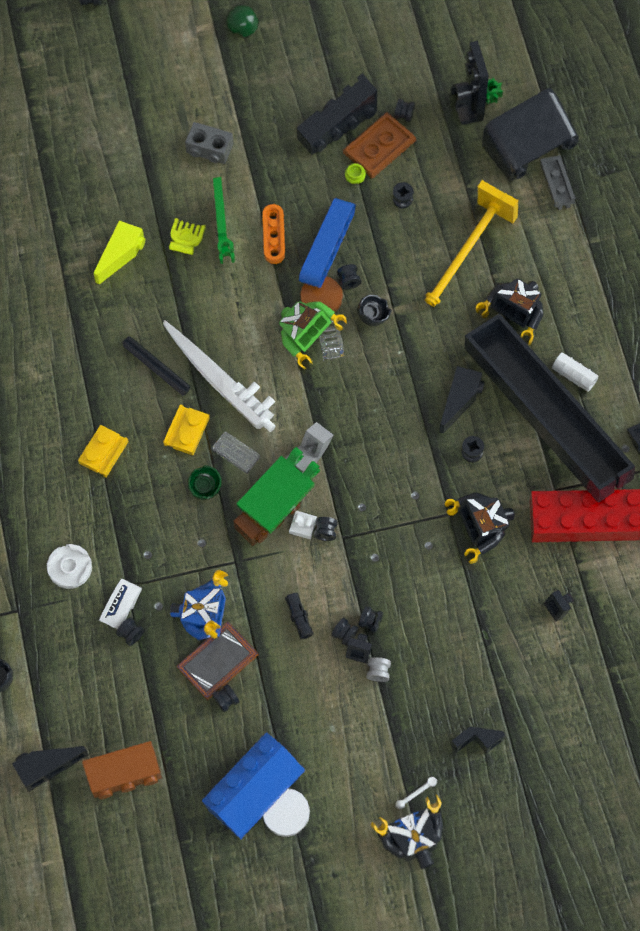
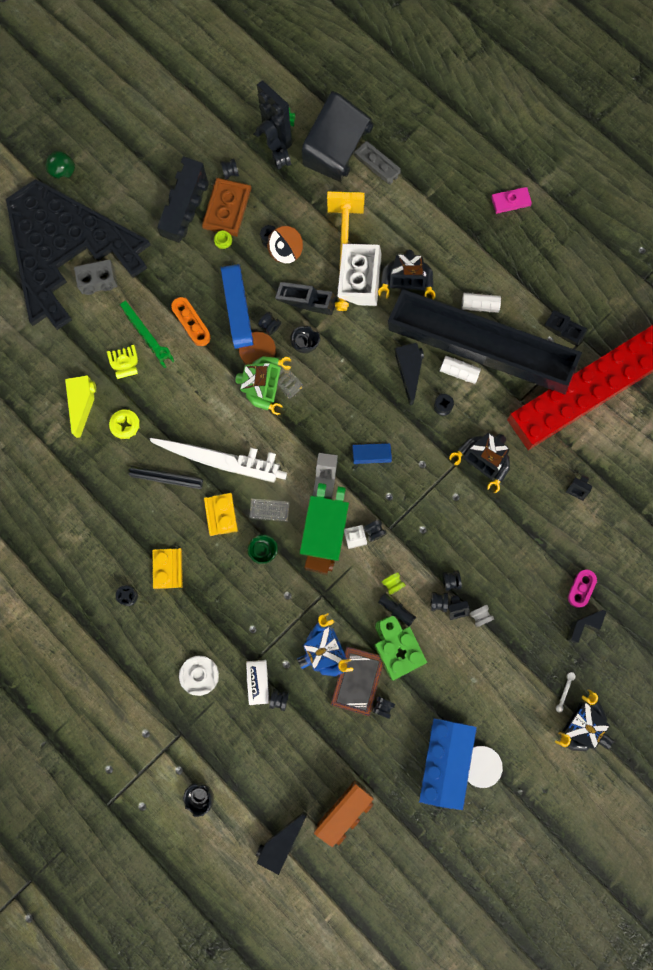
camera: 30 degrees left, 10 degrees up
(48, 447) = (123, 593): none -> black wheel
(148, 286) = (120, 417): none -> neon yellow gear
(193, 78) = (53, 230): none -> black wing
(276, 640) = (392, 640): none -> bright green plate
(311, 588) = (393, 583): none -> lime wheel
(370, 456) = (372, 453): none -> blue slope
(402, 273) = (306, 298): none -> black slope
(412, 210) = (285, 244): none -> tile
(462, 127) = (281, 158): none -> black wheel
(468, 278) = (360, 274): none -> white slope
(496, 703) = (582, 589): none -> dark pink plate
(511, 424) = (460, 369): none -> white axle

